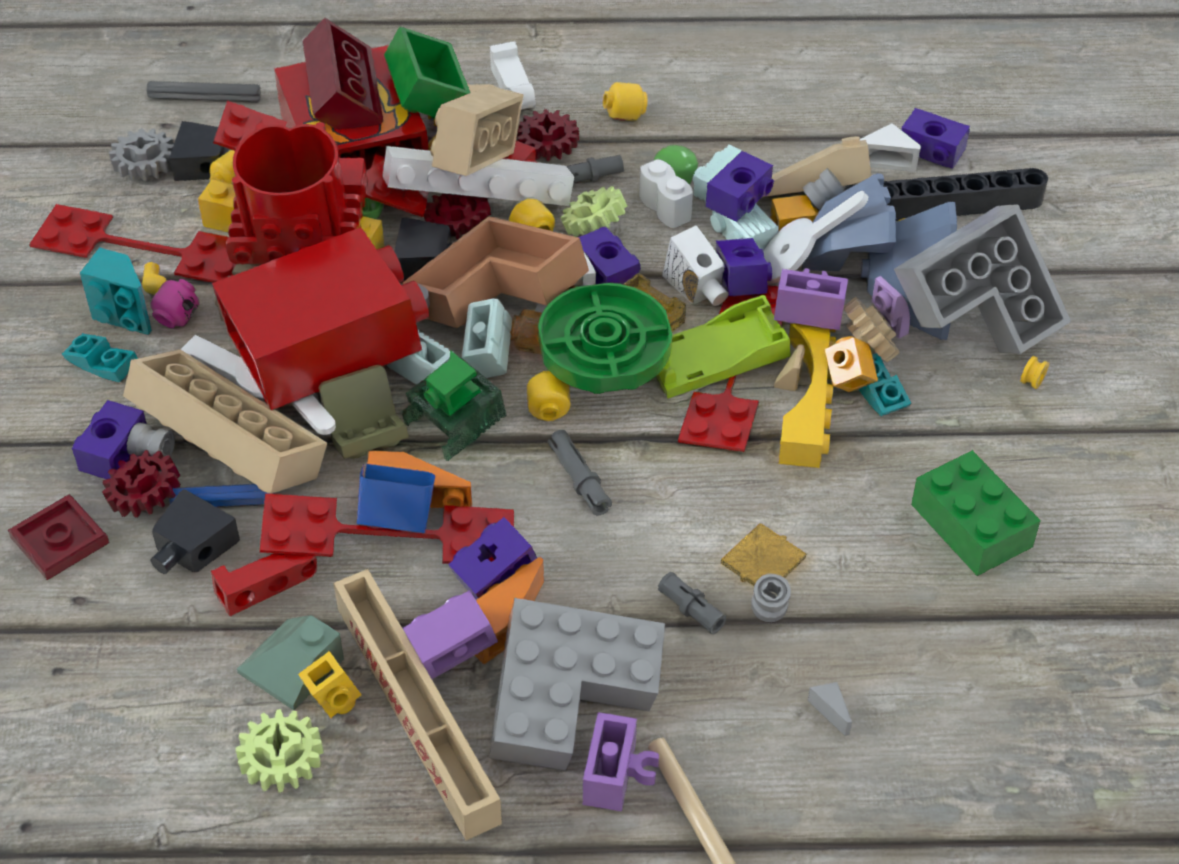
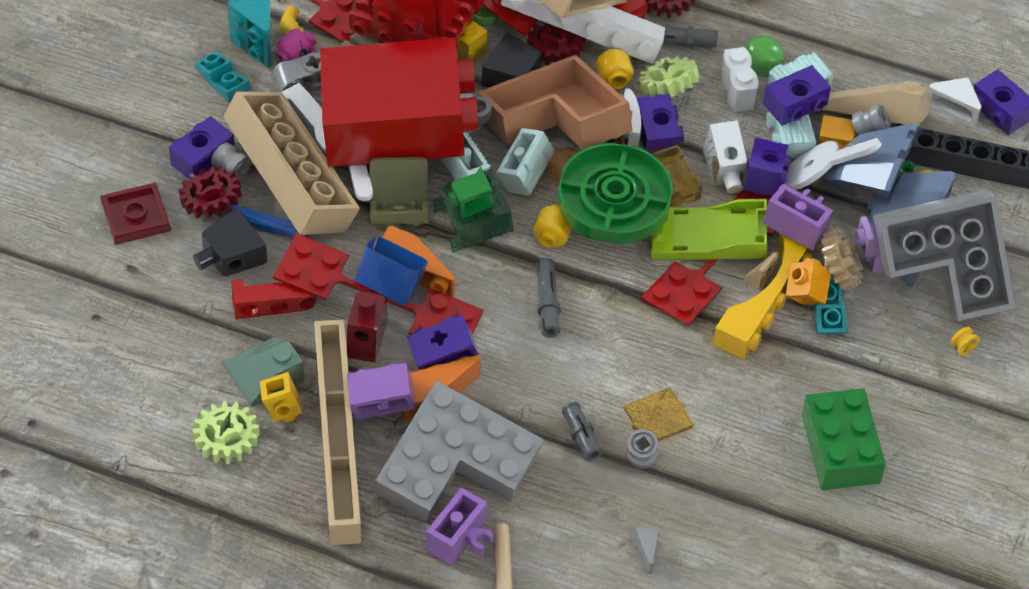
camera: 20 degrees right, 5 degrees up
(187, 323) = (299, 70): none -> light grey piece
(393, 557) = (368, 316): none -> dark red torso

